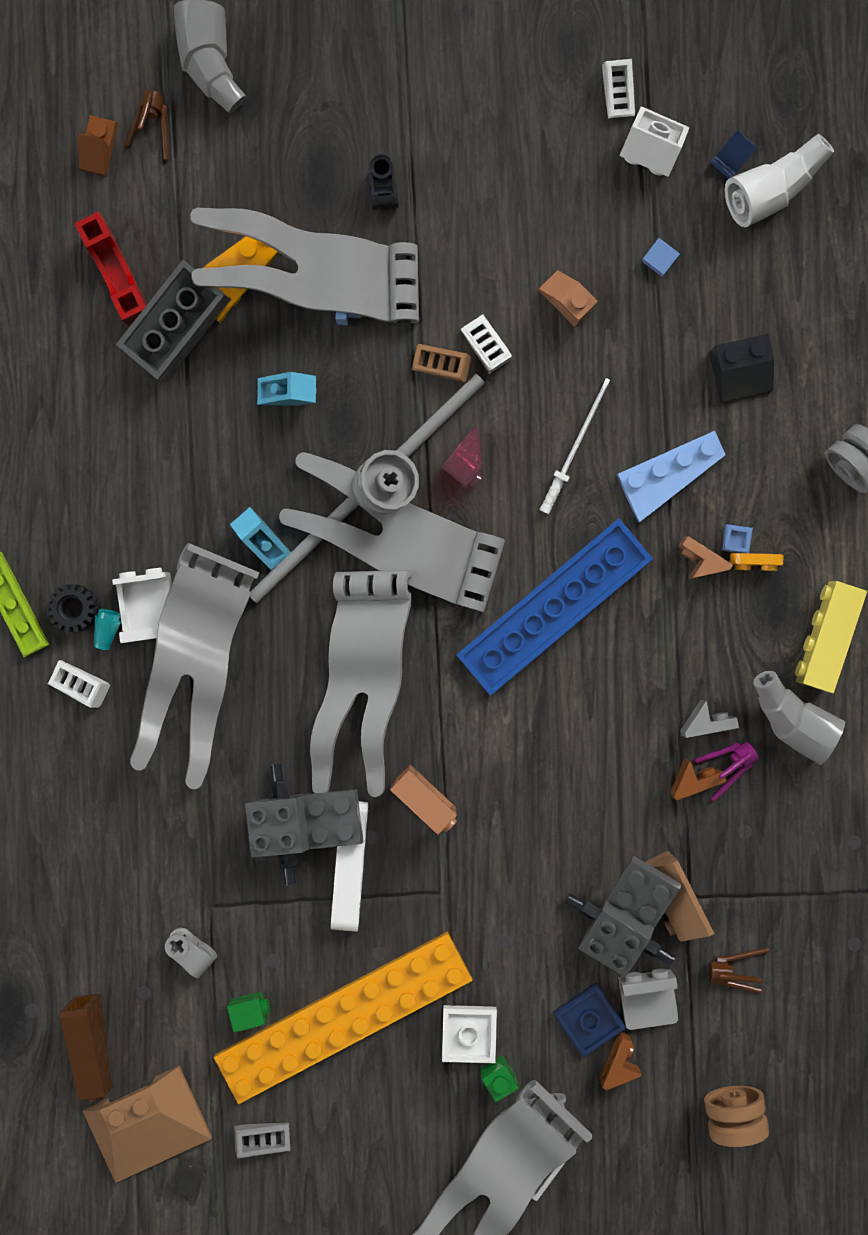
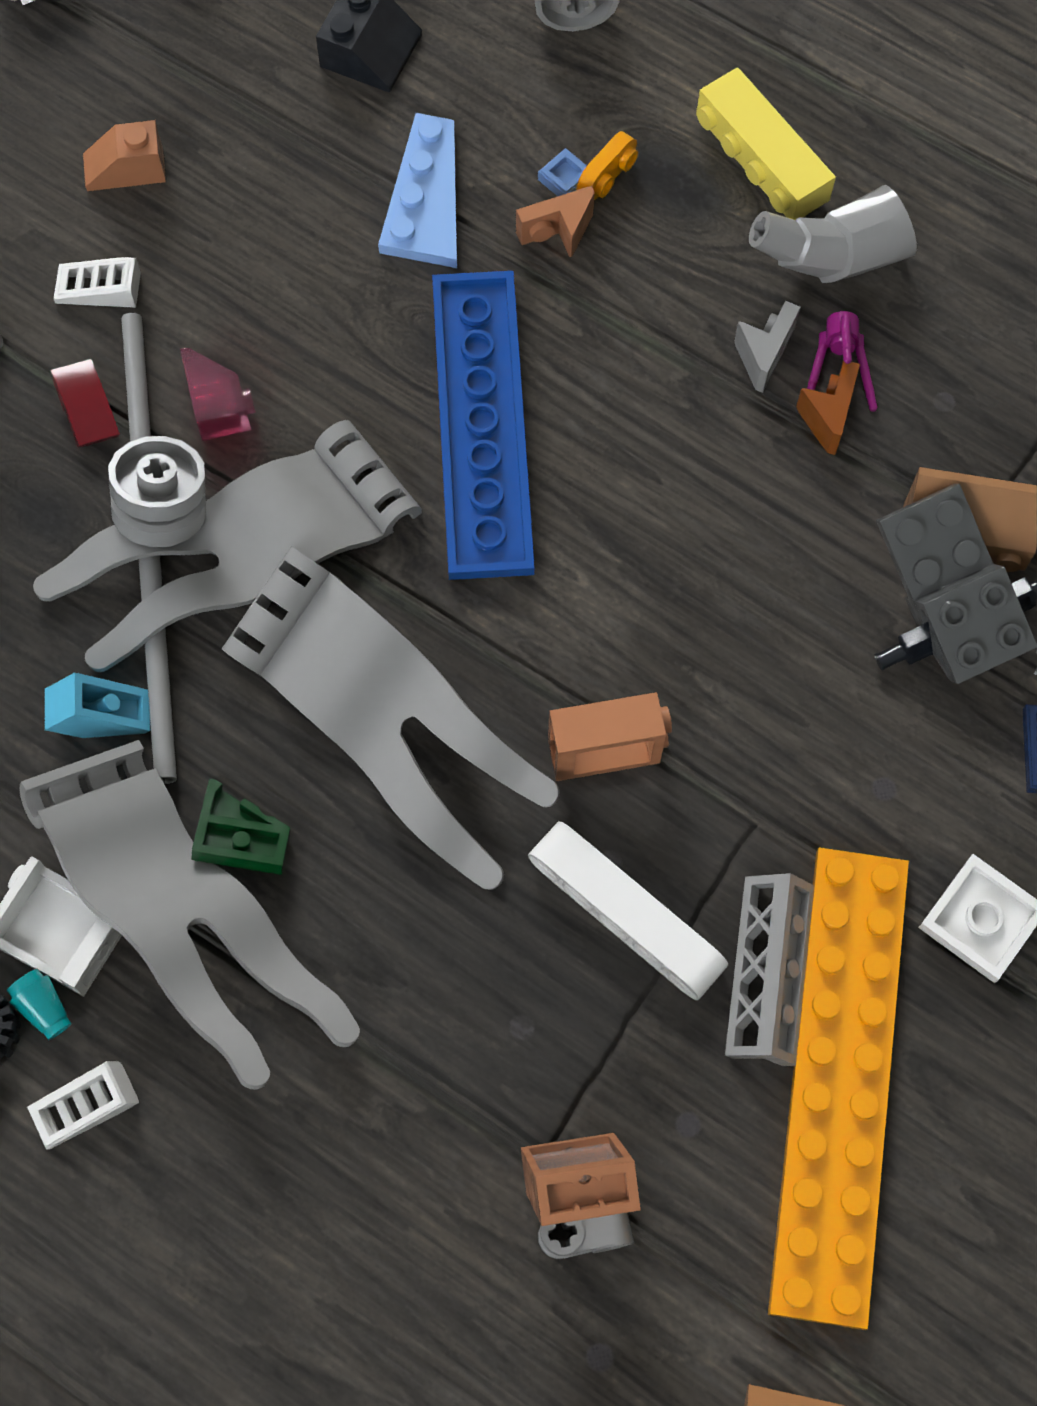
camera: 50 degrees left, 20 degrees down
(202, 940) = (580, 1182): none -> nougat window
(248, 1011) = (736, 1205): green brick -> none
(251, 655) = (238, 834): none -> dark green wing
(263, 1148) = (924, 1370): light grey slope -> none
(301, 822) = (517, 923): dark grey piece -> none
(372, 959) = (779, 965): none -> light grey fence
(413, 396) = (85, 403): none -> dark red slope
(463, 370) = (75, 327): medium nougat slope -> none
(560, 476) = (326, 307): white sword -> none
(660, 257) = (167, 41): medium blue tile -> none

